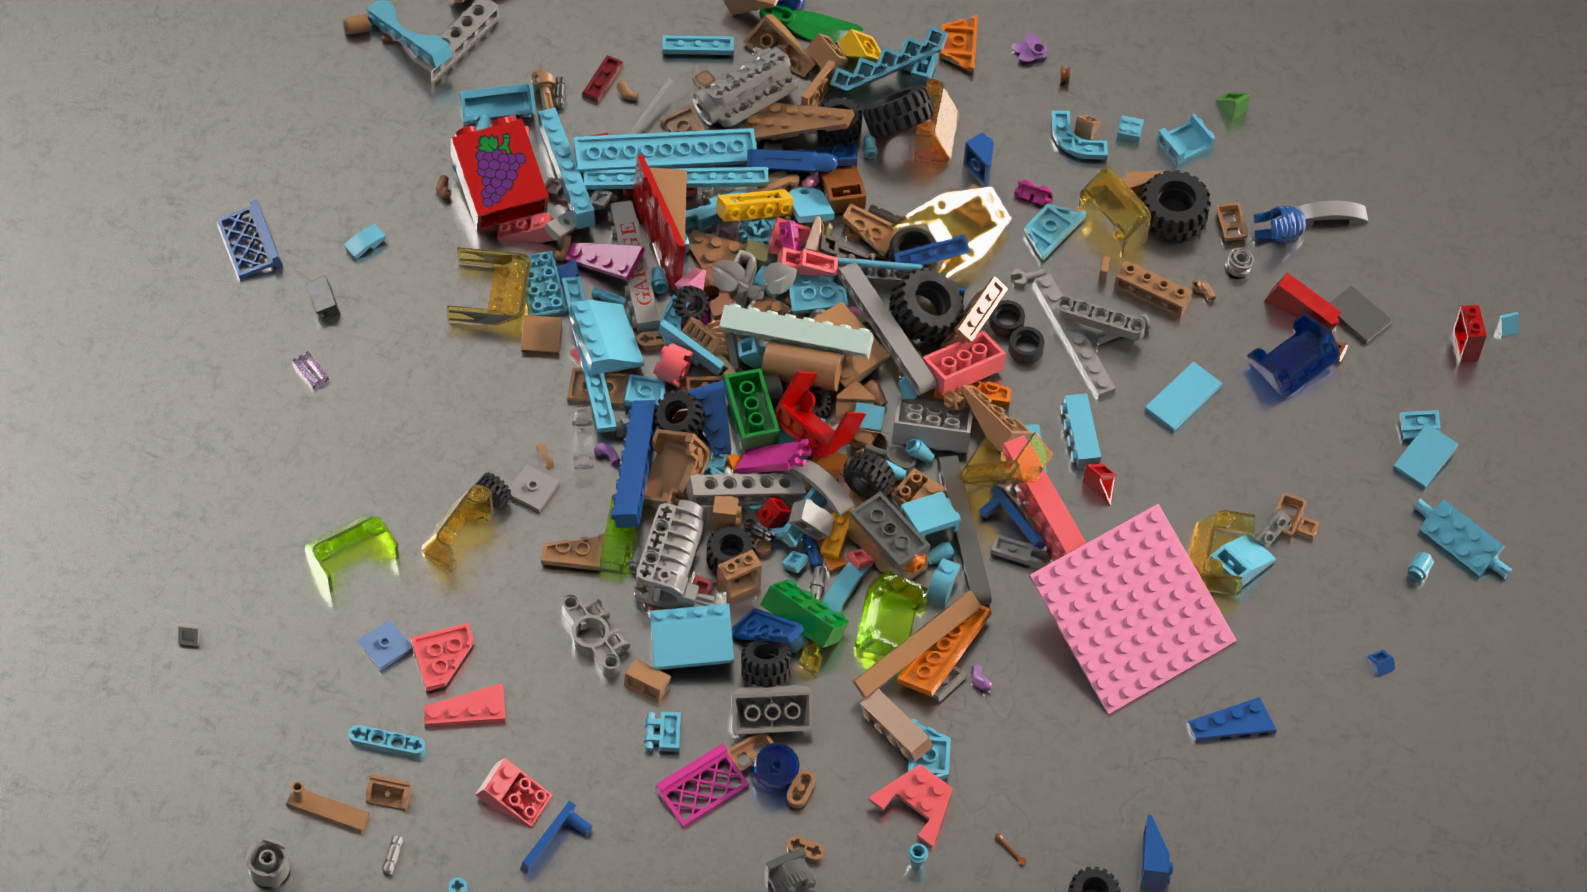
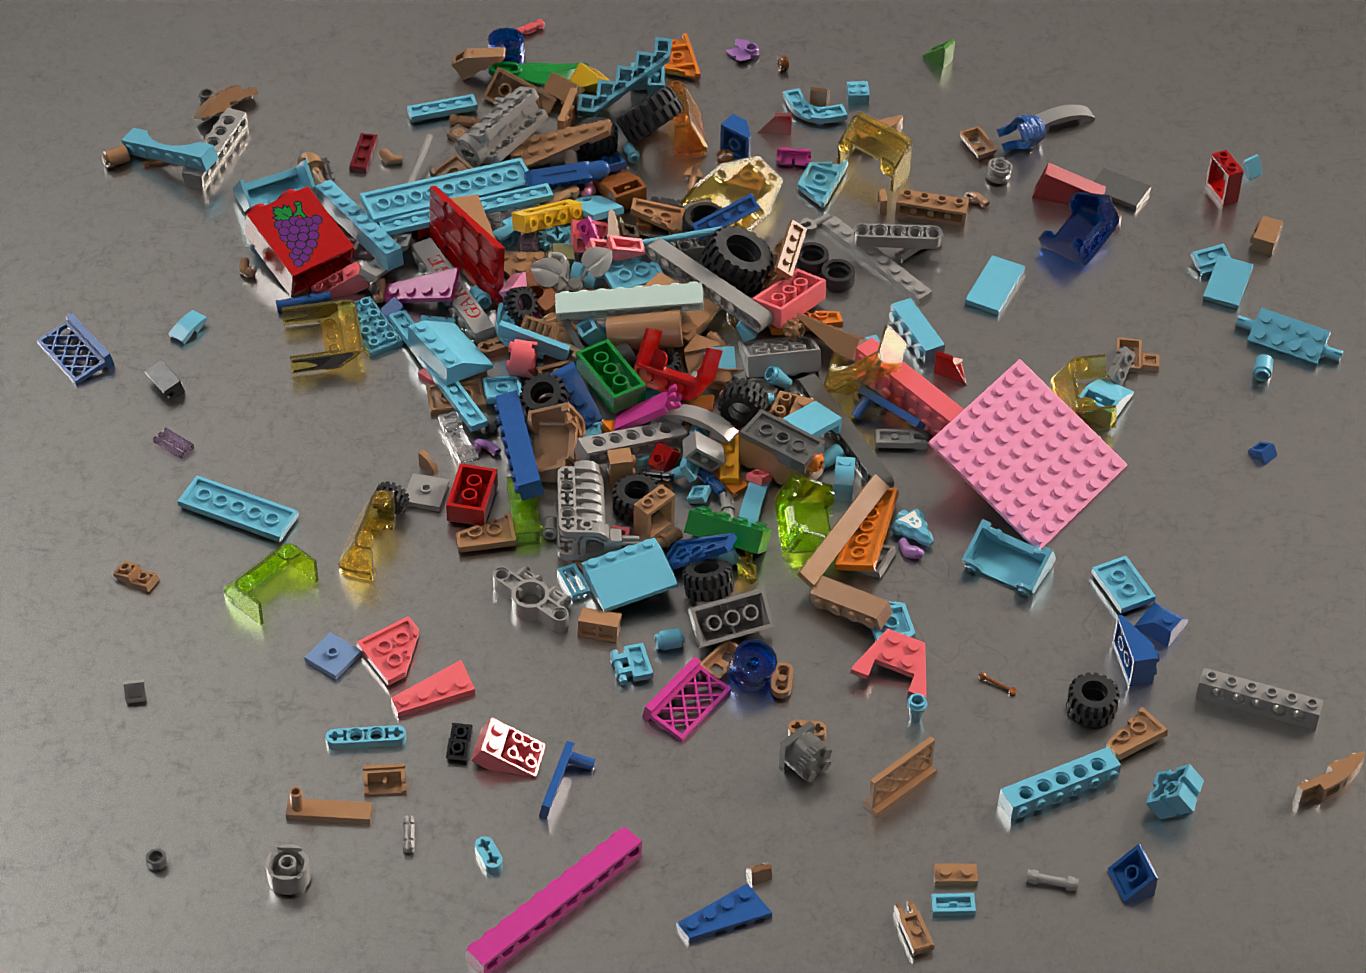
camera: 15 degrees left, 10 degrees down
(154, 816) = (156, 859): none -> dark grey tile
(229, 509) = (132, 575): none -> medium nougat slope
(347, 460) = (238, 508): none -> medium azure plate
(472, 770) = (459, 741): none -> black slope
(485, 240) = (302, 300): none -> blue pin
(541, 334) = (386, 365): medium nougat slope -> none
(573, 505) = (472, 494): none -> red brick
(641, 640) = (578, 593): none -> medium azure tile
(708, 715) = (669, 639): none -> medium azure brick
(715, 66) = (463, 120): none -> medium nougat axle
(744, 604) = (667, 539): none -> medium nougat pin
(921, 193) = (692, 179): none -> medium nougat bar
(963, 174) = (724, 156): none -> dark orange tile
(992, 654) = (913, 526): none -> medium azure rock
(1035, 149) = (779, 124): none -> red slope
(1070, 717) = (1008, 559): none -> medium azure windscreen
(1176, 775) = (1123, 584): none -> medium azure plate
(1182, 188) = (933, 125): black tyre -> none
(1186, 140) = (911, 90): medium azure panel -> none
(1198, 828) = (1161, 624): none -> blue slope
(1233, 721) = (1154, 529): blue wing -> none
(1489, 410) = (1266, 235): none -> medium nougat brick

